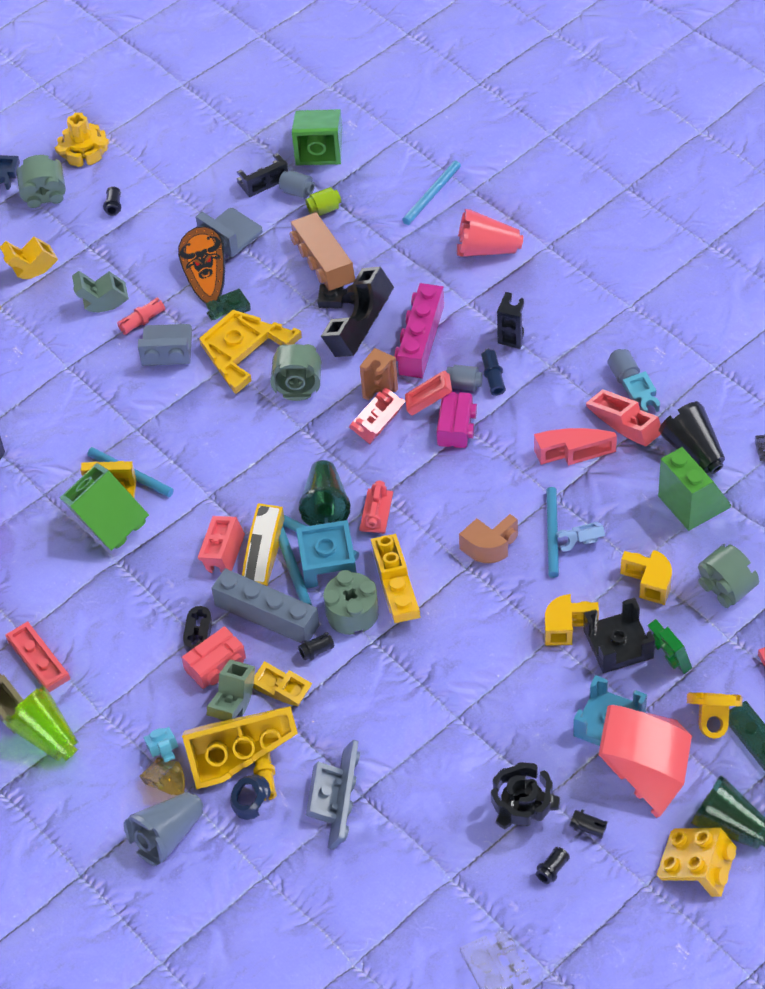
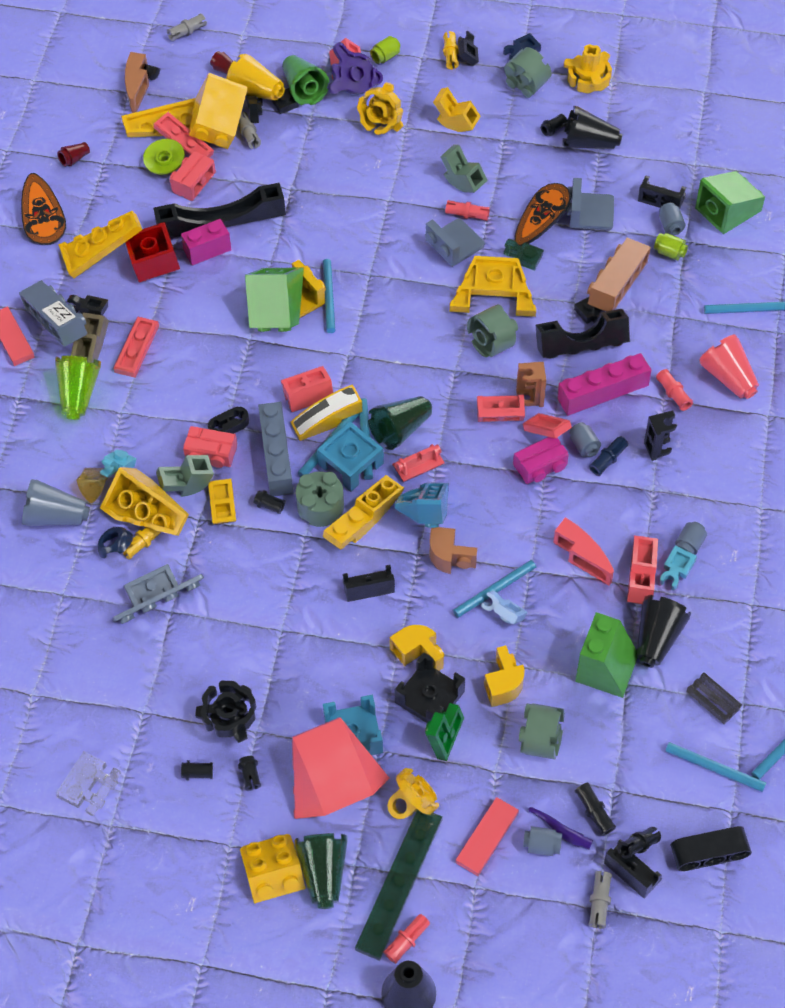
camera: 50 degrees right, 5 degrees up
(148, 180) = (589, 131): none -> black cone
(434, 520) = (425, 504): none -> dark azure wedge
(468, 288) = (674, 389): none -> coral pin
(470, 619) = (369, 584): none -> black hinge

